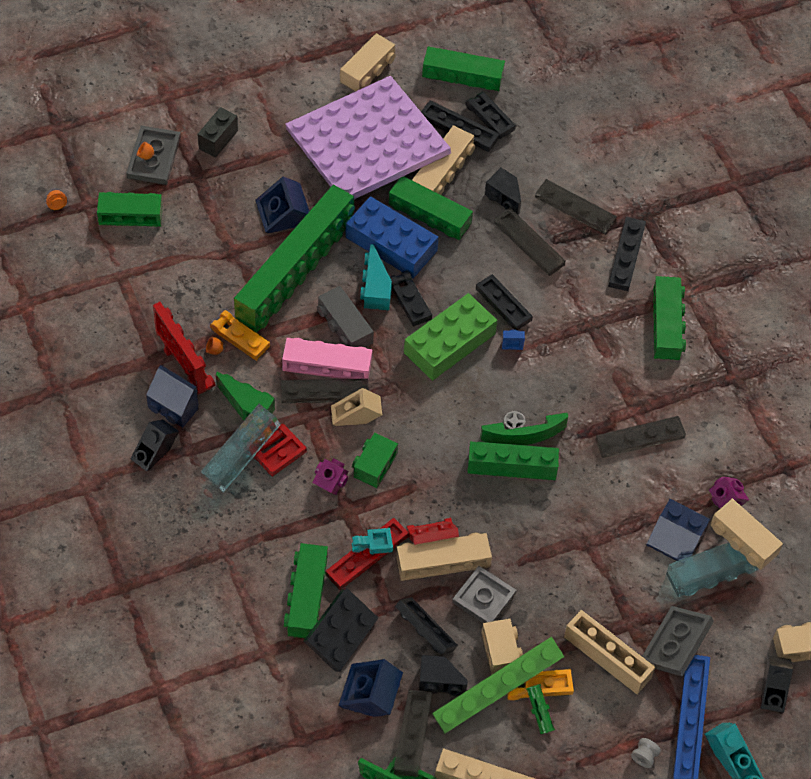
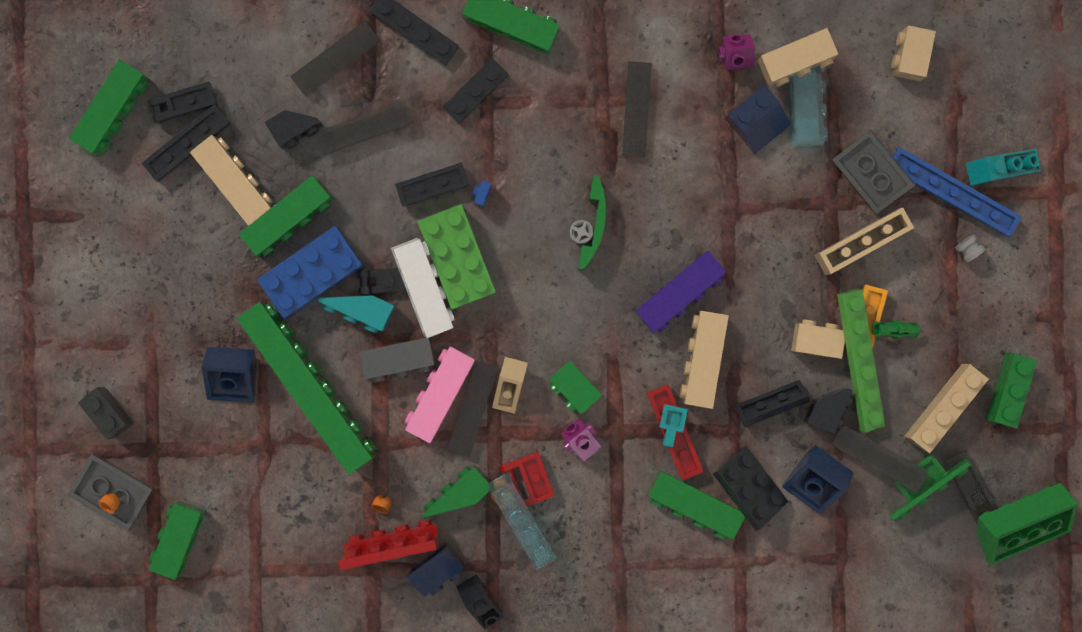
camera: 65 degrees left, 30 degrees up
(56, 200) = (137, 615): orange plate -> none
(240, 335) = (377, 472): light orange plate -> none
(367, 63) = (64, 212): tan brick -> none
(368, 138) = (173, 251): lavender plate -> none
(413, 314) = (422, 287): none -> white brick
(432, 532) = (683, 361): red plate -> none
(484, 596) = (759, 335): flat silver plate -> none
(495, 517) = (680, 291): none -> dark purple brick
(513, 460) = (624, 250): green brick -> none
(597, 312) = (475, 91): none -> black plate
(776, 683) = (945, 95): black slope -> none

